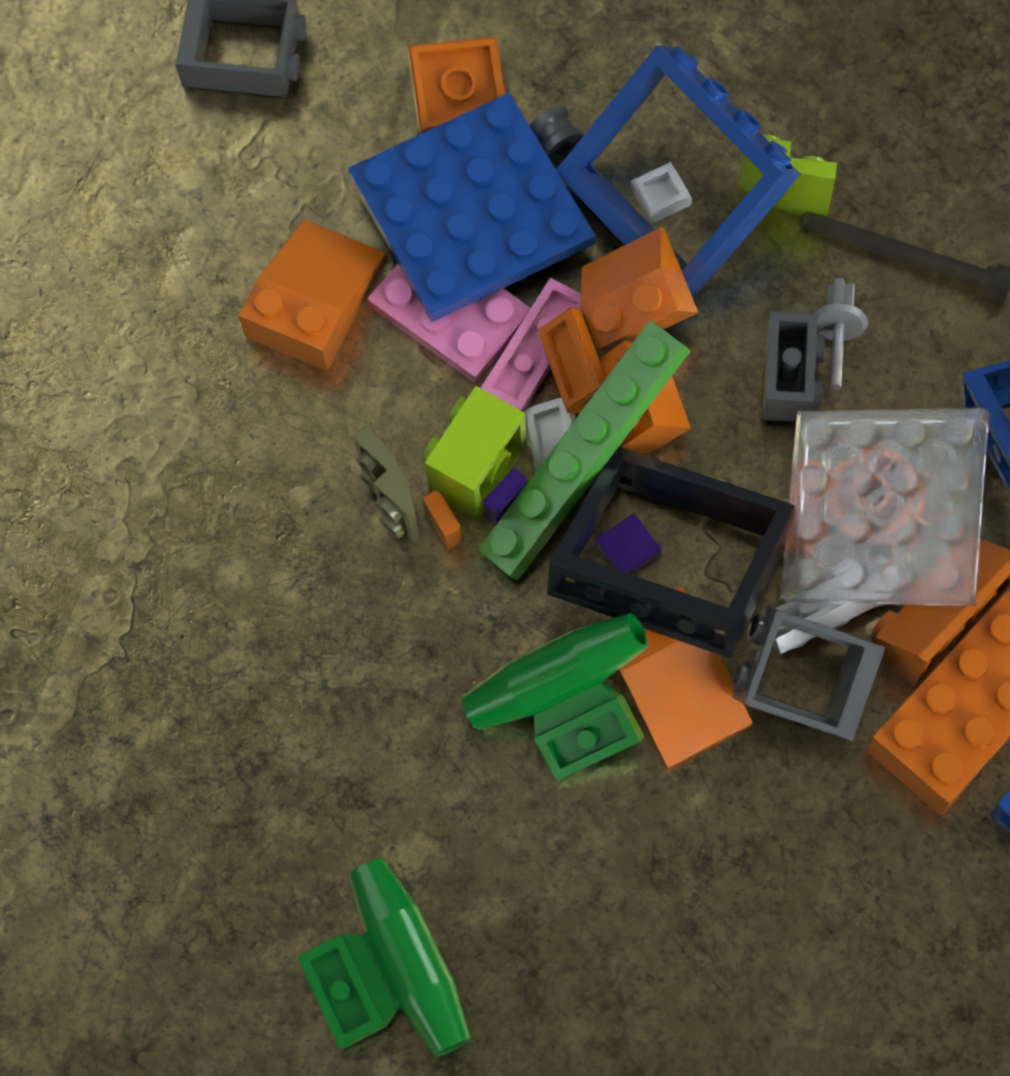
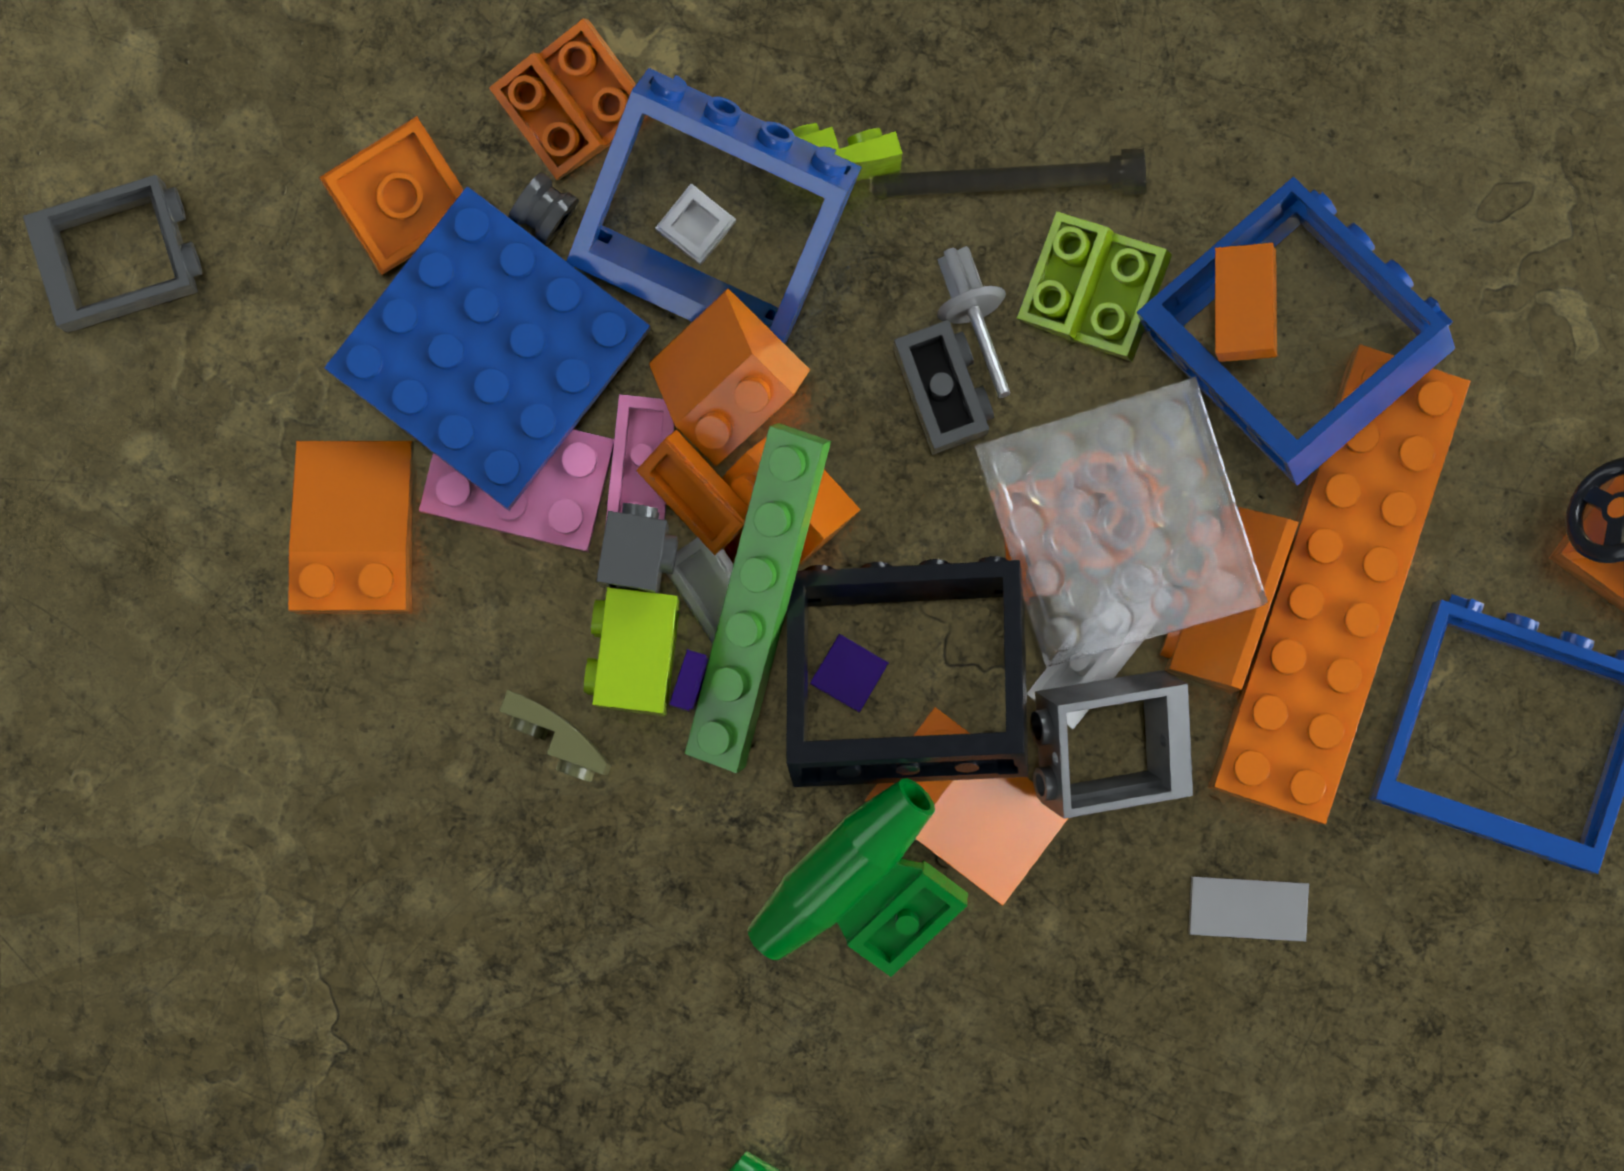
camera: 30 degrees left, 15 degrees up
(442, 520) = (630, 739): orange tile -> none
(511, 368) = (636, 550): none -> dark grey brick
(600, 67) = (567, 98): none -> orange slope
(859, 854) = (1248, 909): none -> light grey tile
(933, 349) = (1093, 285): none -> lime slope

